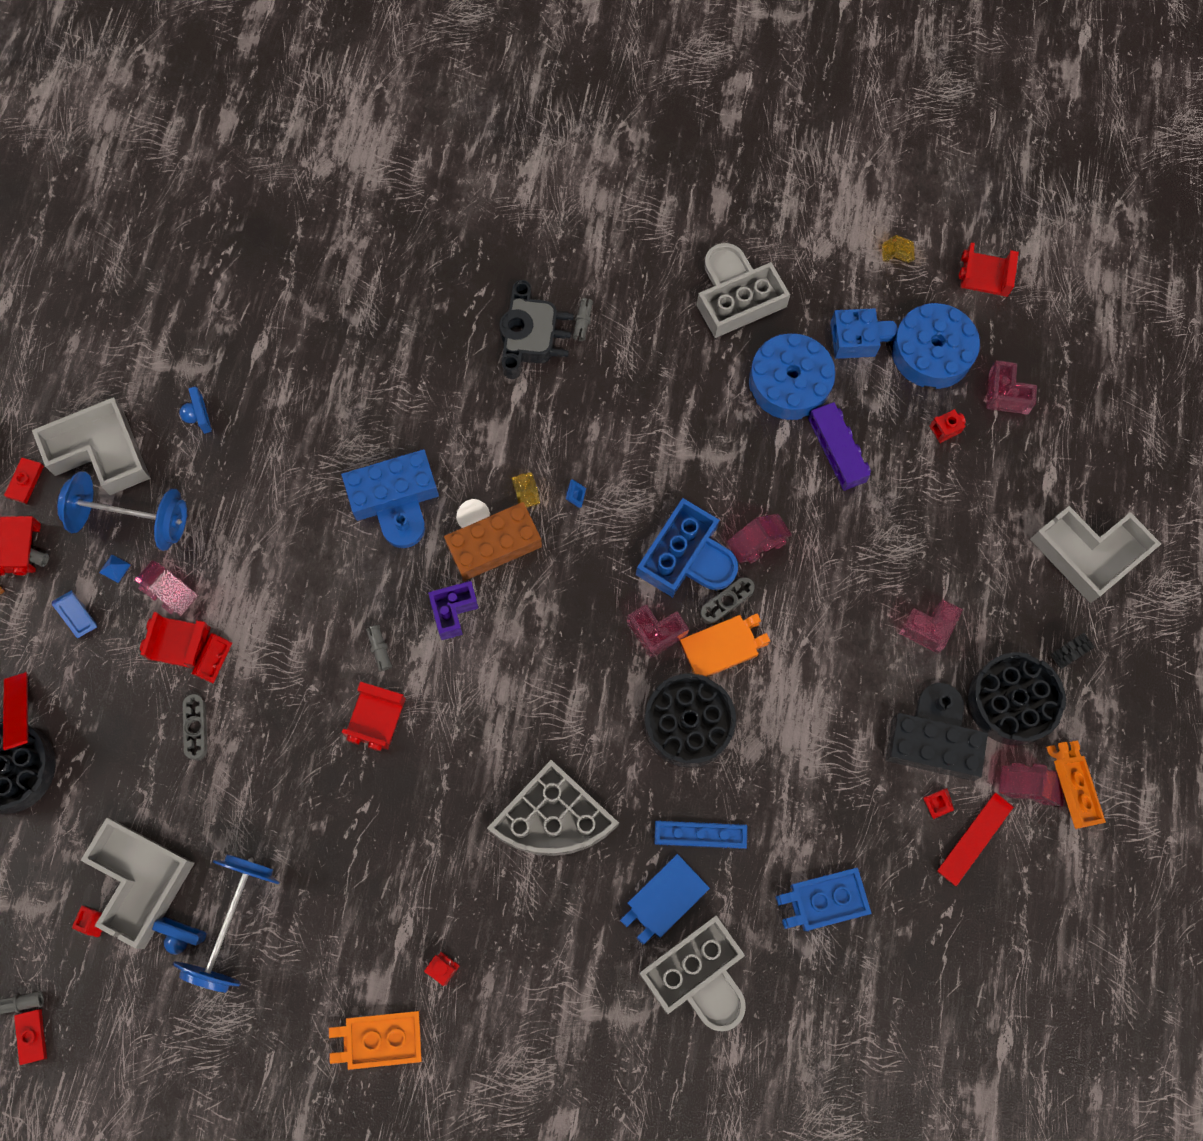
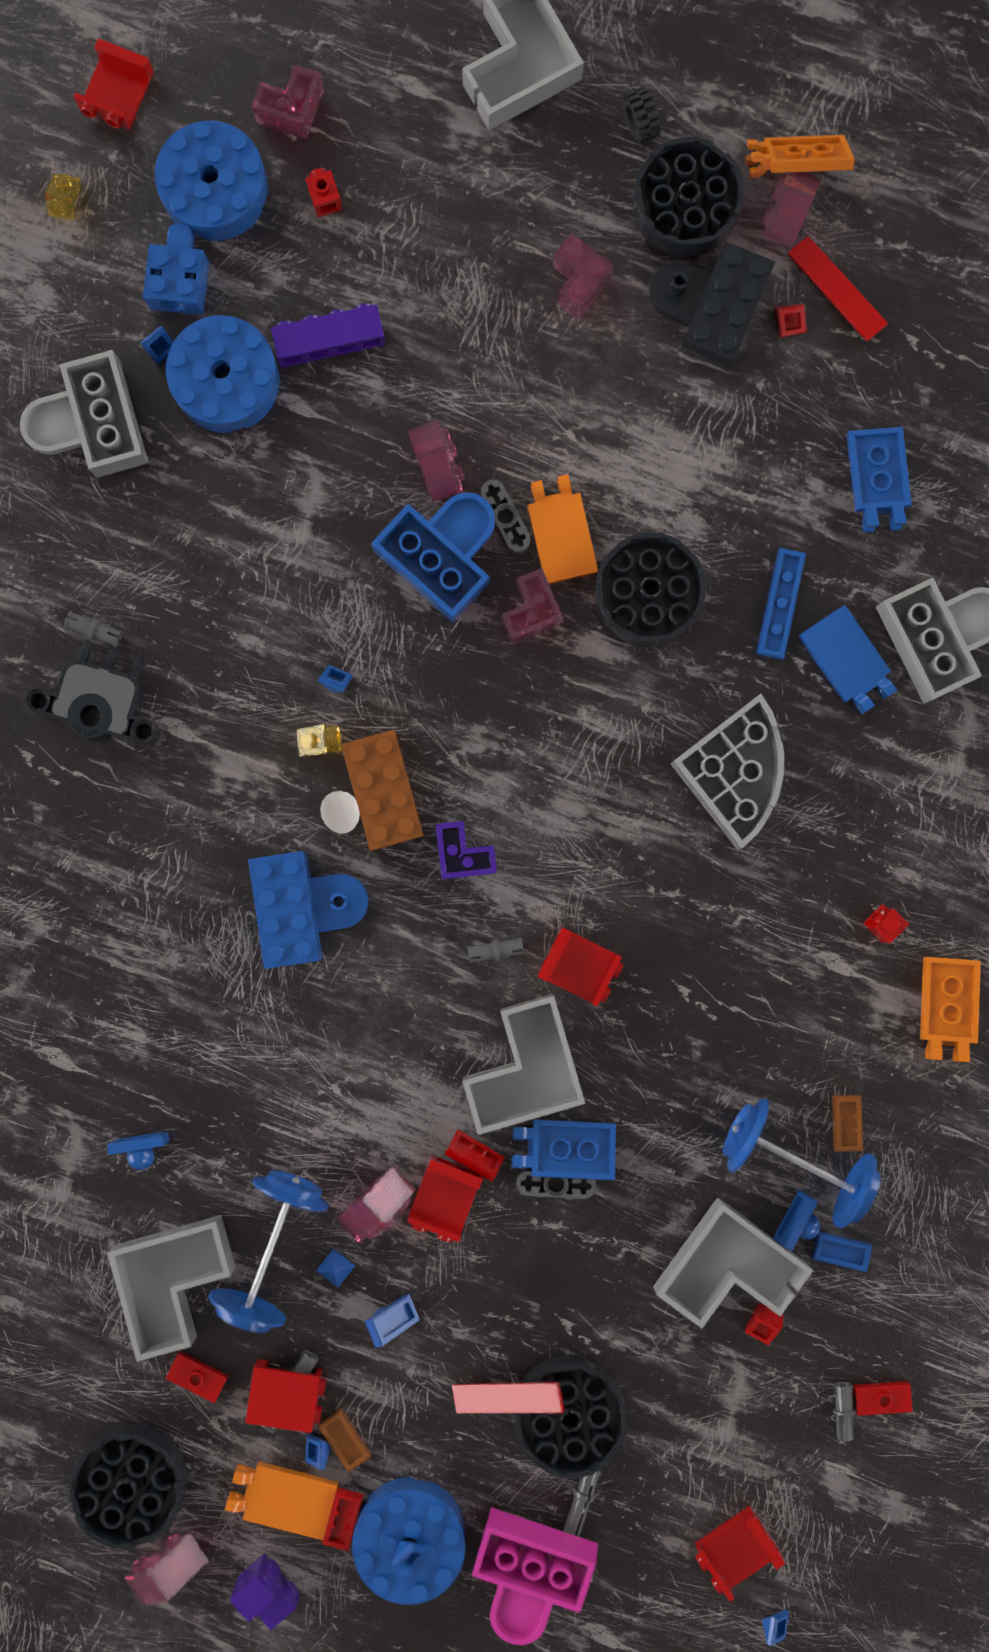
camera: 80 degrees left, 15 degrees up
(156, 979) = (842, 1251): none -> blue tile
(222, 731) = (568, 1150): none -> blue tile
(266, 964) = (847, 1123): none -> dark orange plate
(284, 697) = (538, 1080): none -> light grey piece
(804, 327) = (157, 344): none -> blue slope

